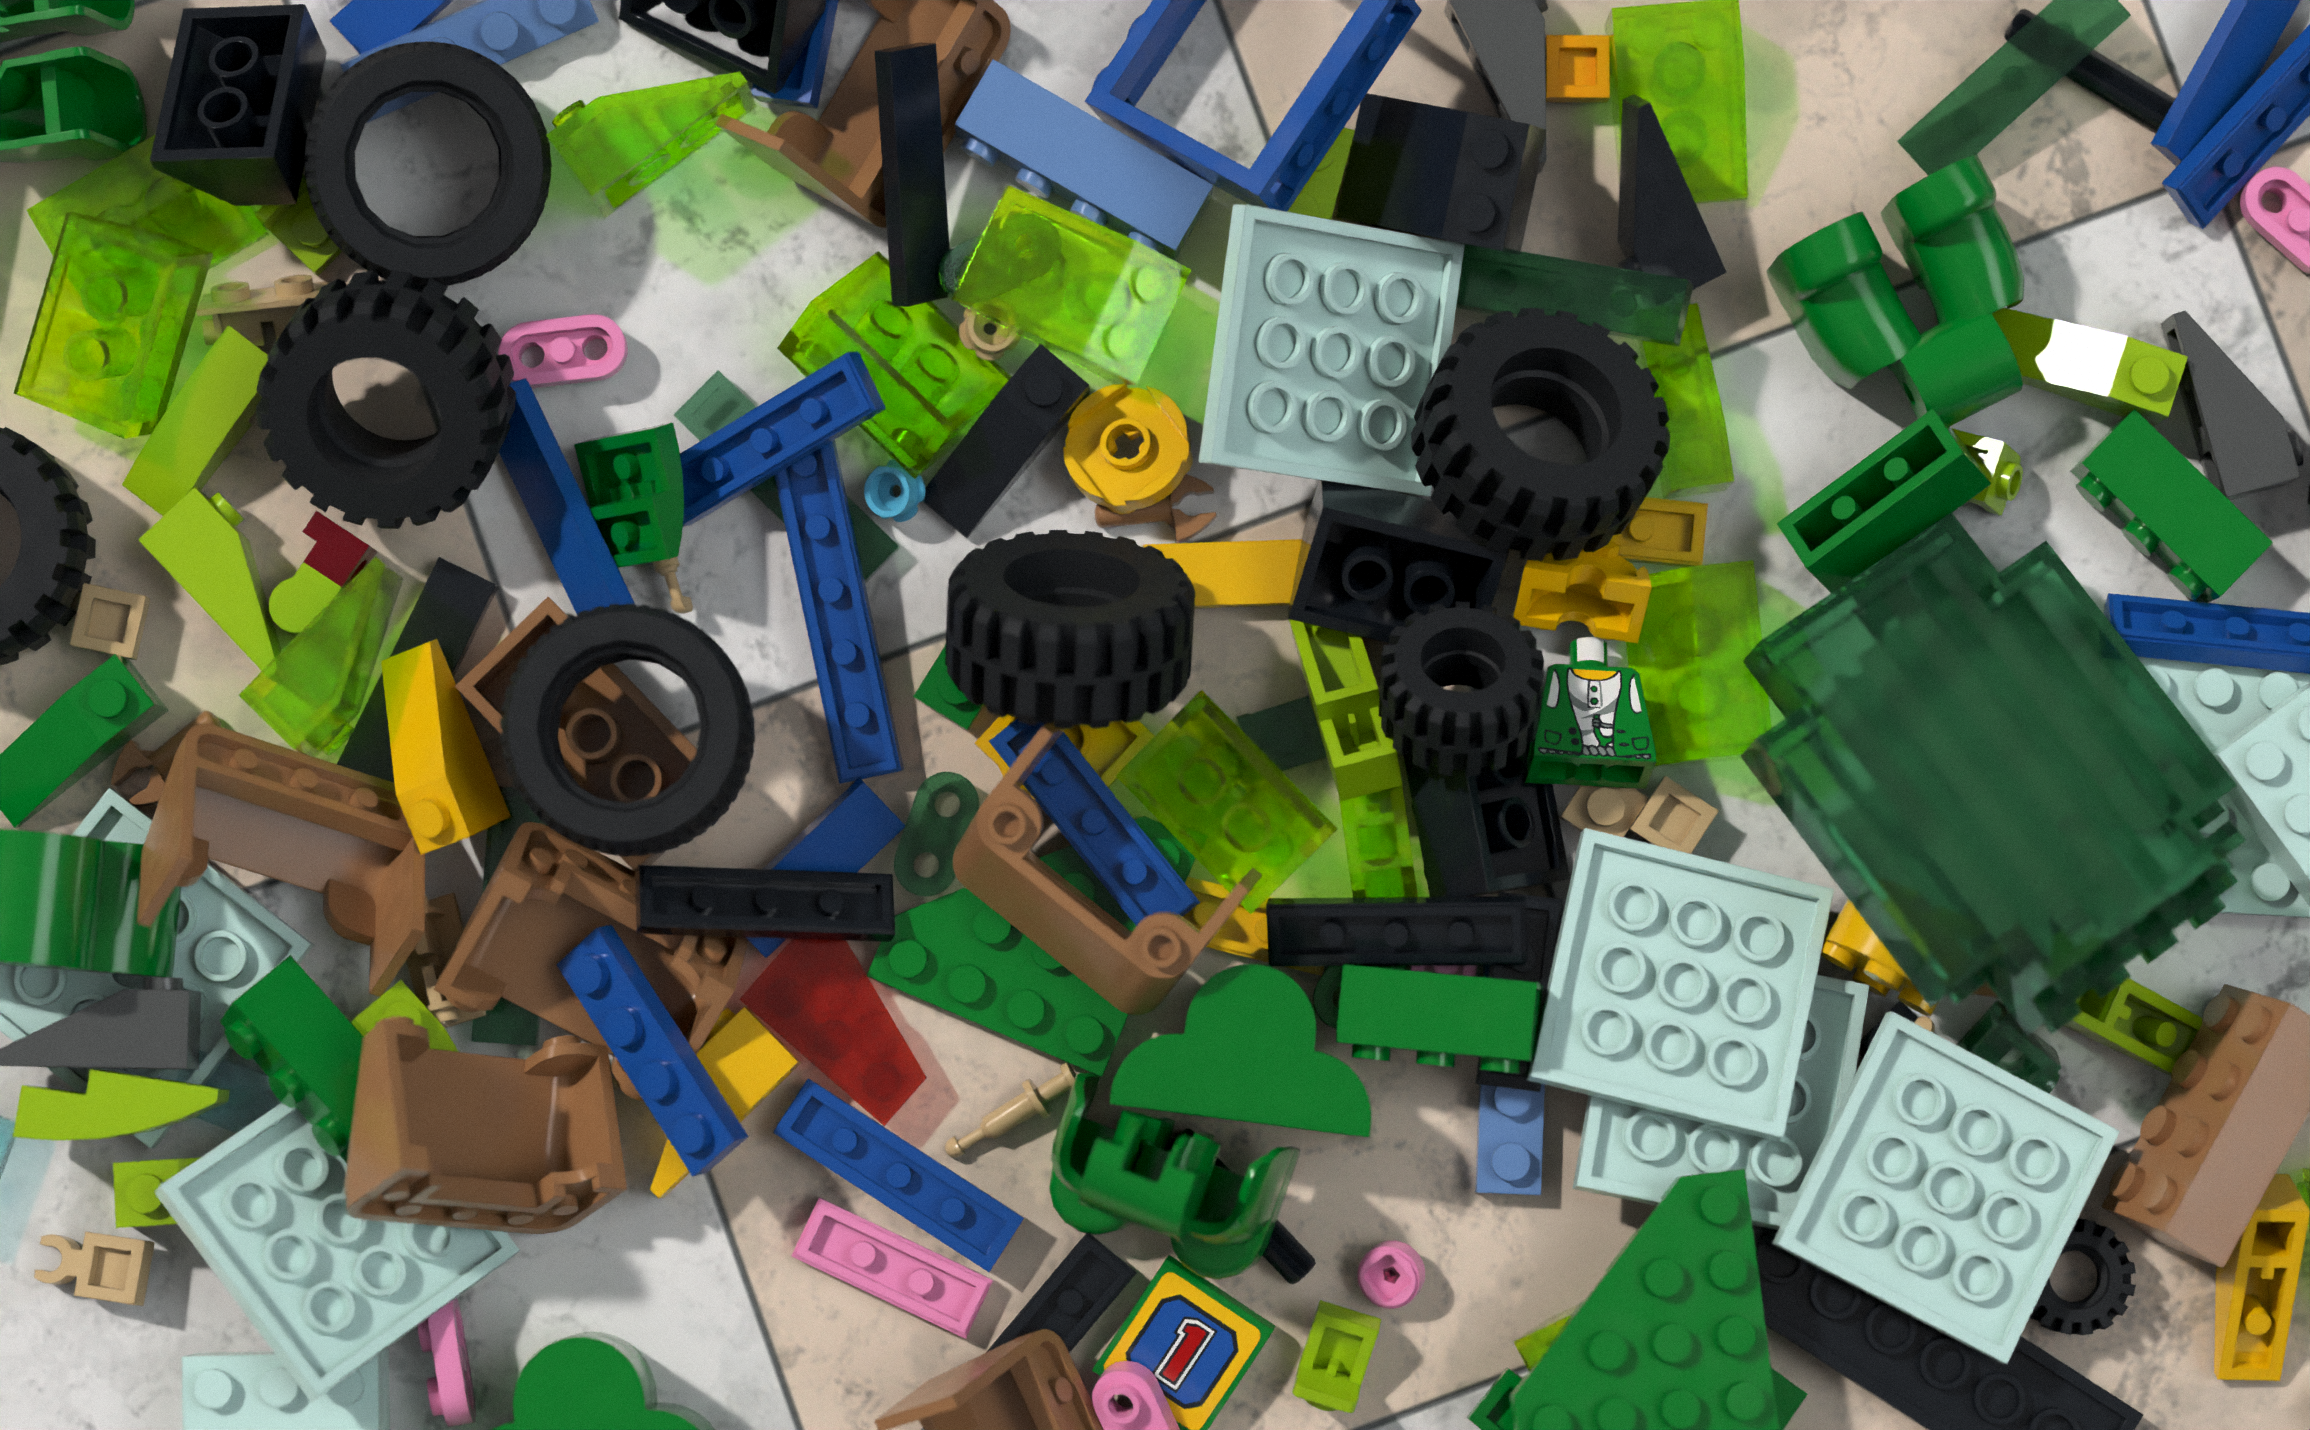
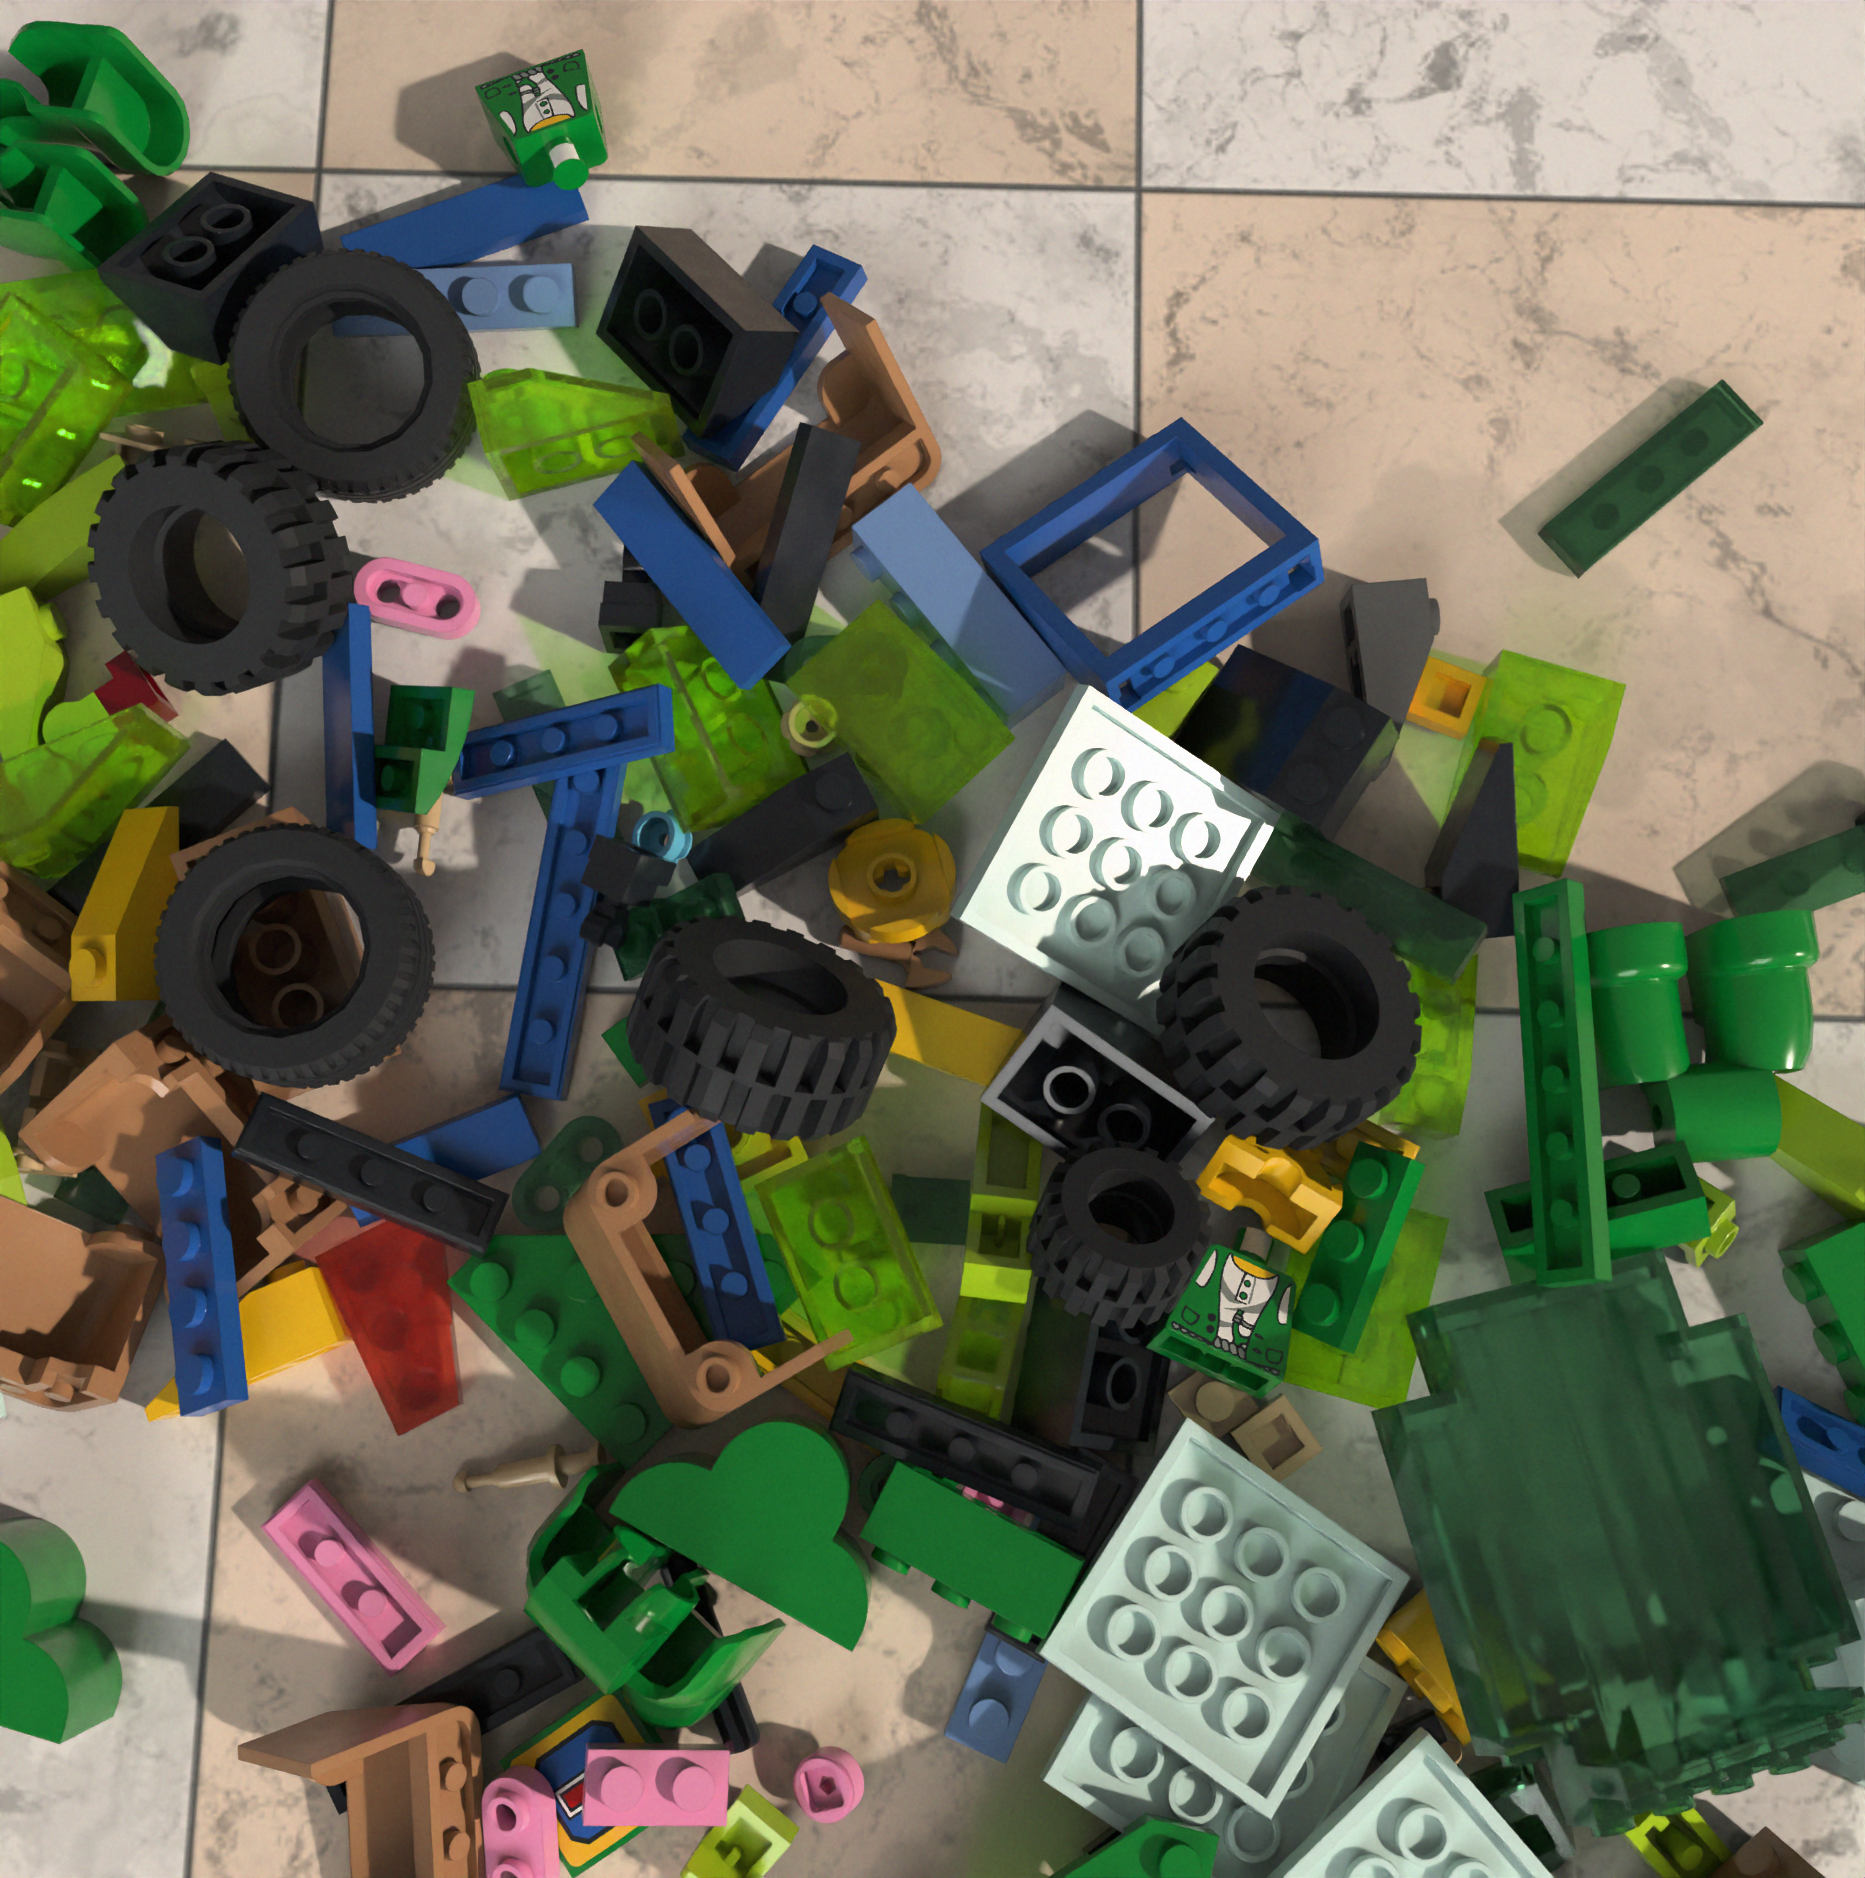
camera: 25 degrees right, 5 degrees down
(774, 280) = (629, 607): none -> black piece
(824, 231) = (692, 575): none -> blue tile
(881, 540) = (626, 877): none -> black piece
(898, 1175) = (395, 1490): blue plate -> none
(919, 583) = (709, 897): none -> clear green slope
(1241, 1322) = (655, 1784): none -> bright pink brick
(1679, 617) = (1357, 1247): none -> green plate
(1803, 399) = (1561, 1086): none -> green plate

